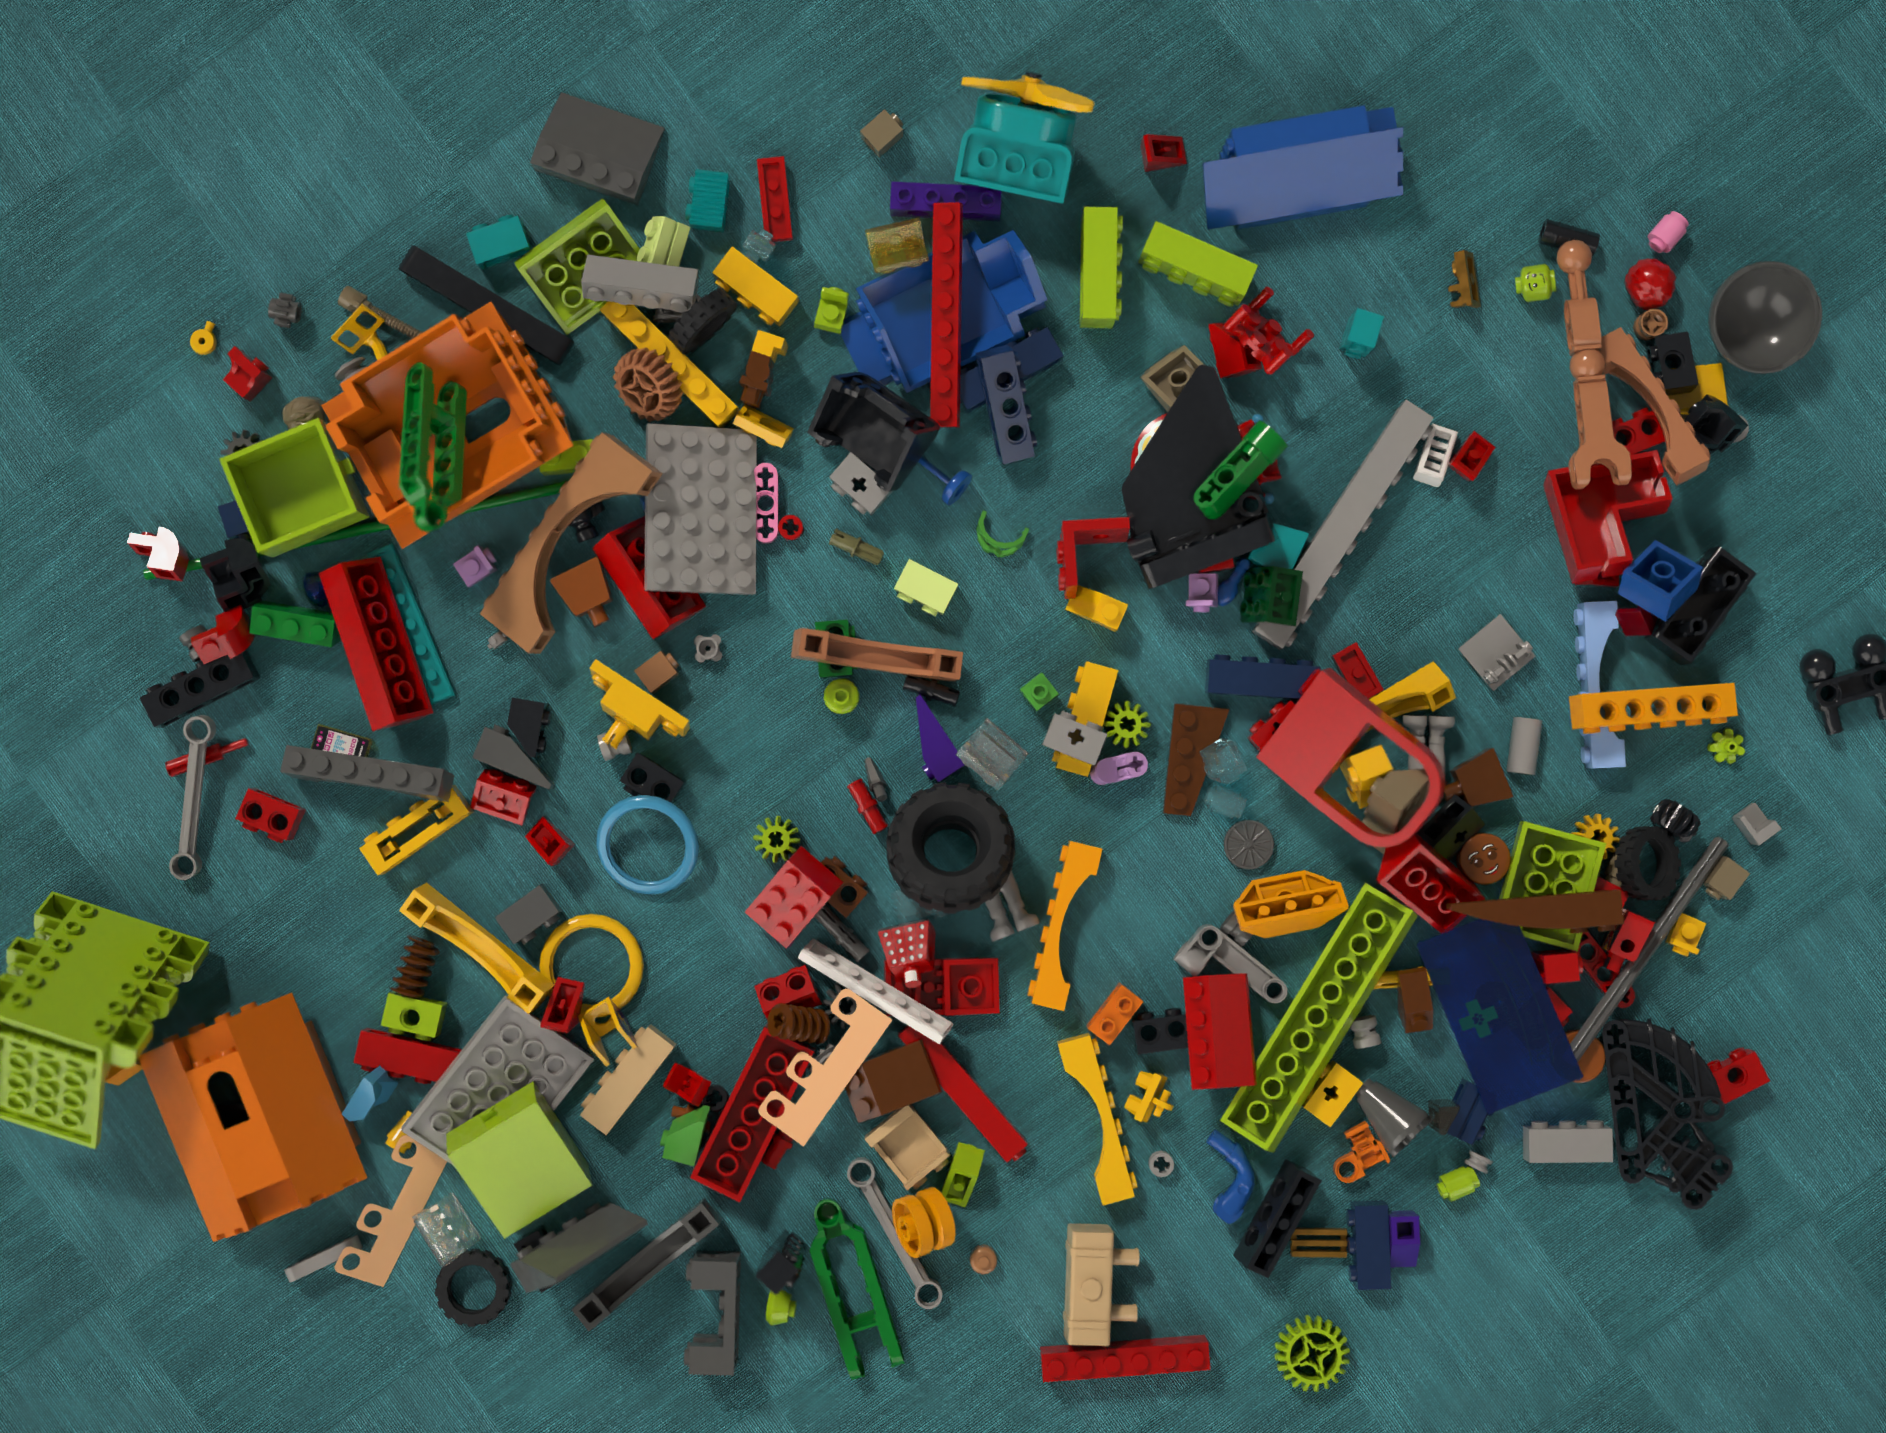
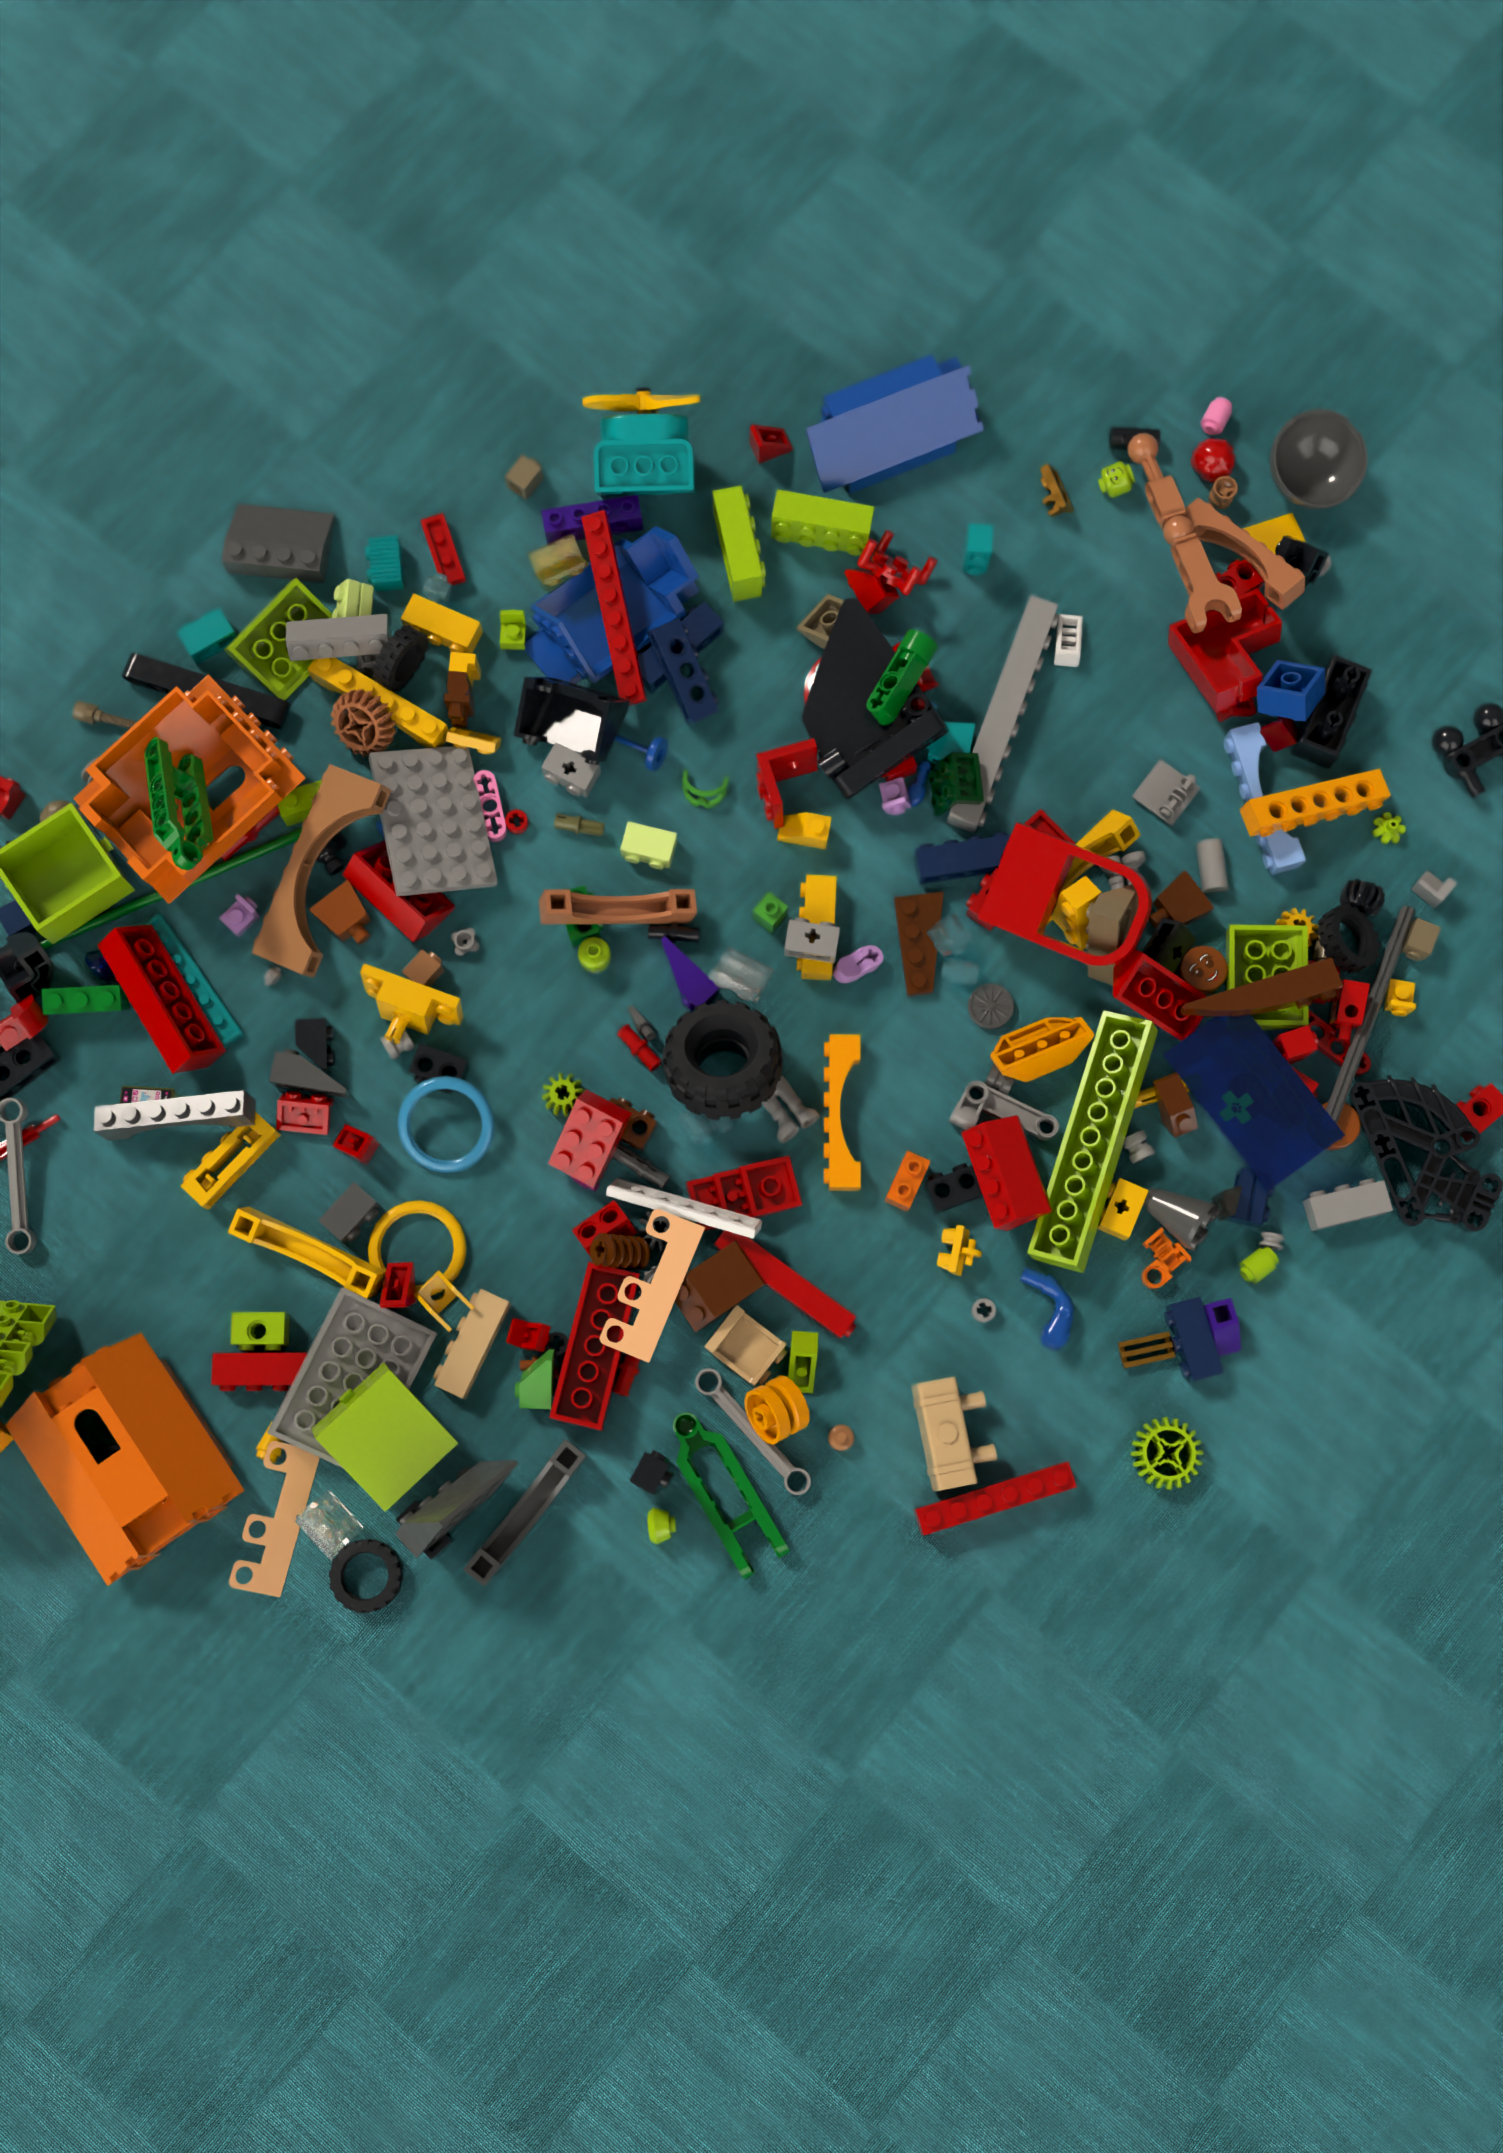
camera: 15 degrees left, 10 degrees down
(272, 808) = (93, 1172): red brick -> none
(284, 310) = (26, 732): dark grey gear -> none
(320, 1259) = (213, 1583): light grey beam -> none
(366, 336) = (104, 739): yellow piece -> none
(372, 1091) = (233, 1409): dark azure slope -> none
(415, 967) = (253, 1284): reddish brown piece -> none
(716, 1352) = (608, 1581): dark grey plate -> none
(909, 949) = (706, 1162): red torso -> none
(1111, 1173) = (887, 1233): yellow arch -> none
(1128, 715) = (855, 915): lime gear -> none
(1277, 1218) = (1102, 1333): black brick -> none
(1471, 456) = (1098, 633): red slope -> none
(1677, 349) = (1252, 507): black brick -> none

